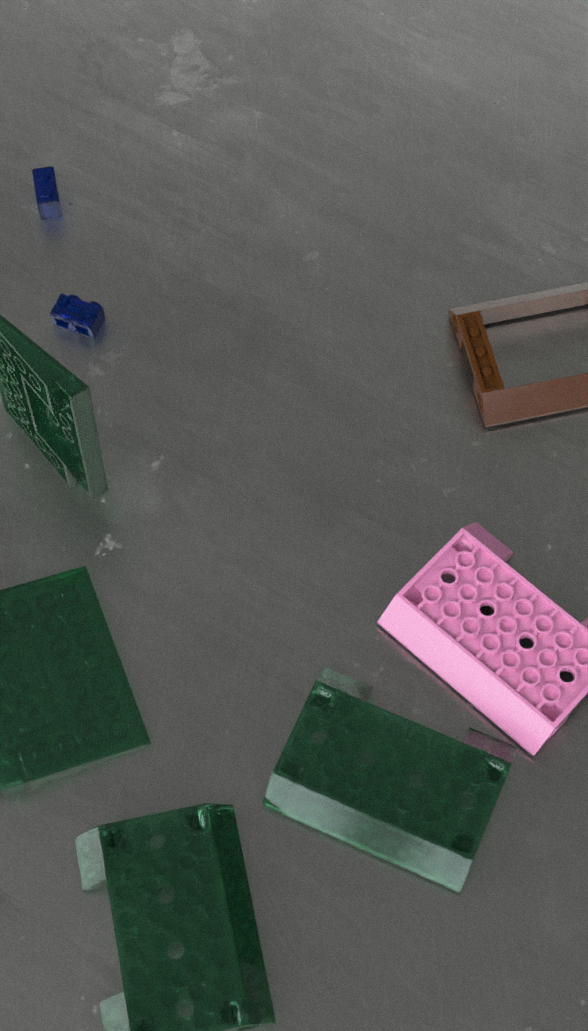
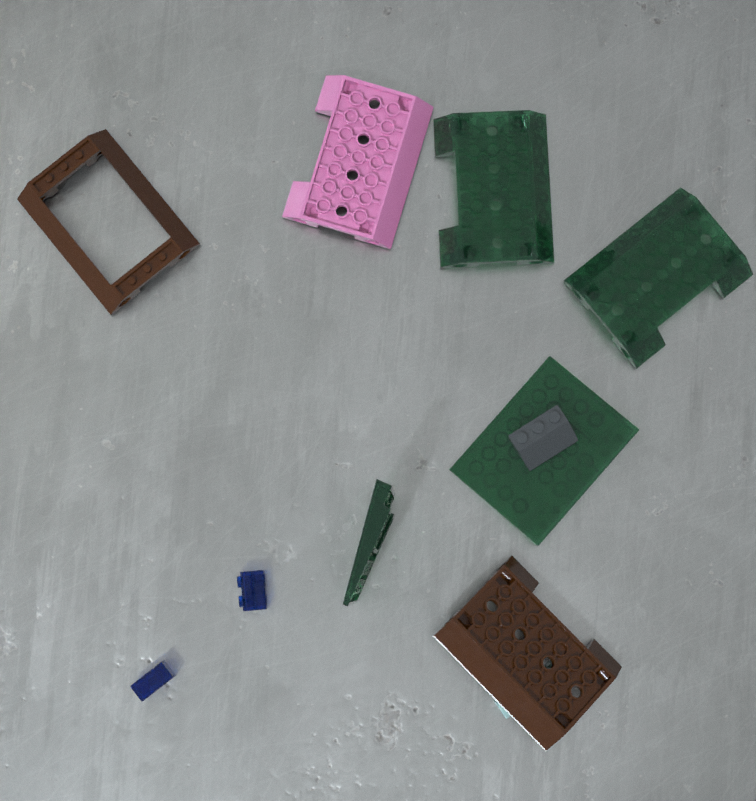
camera: 120 degrees left, 20 degrees up
(54, 675) = (543, 438): none -> dark grey slope

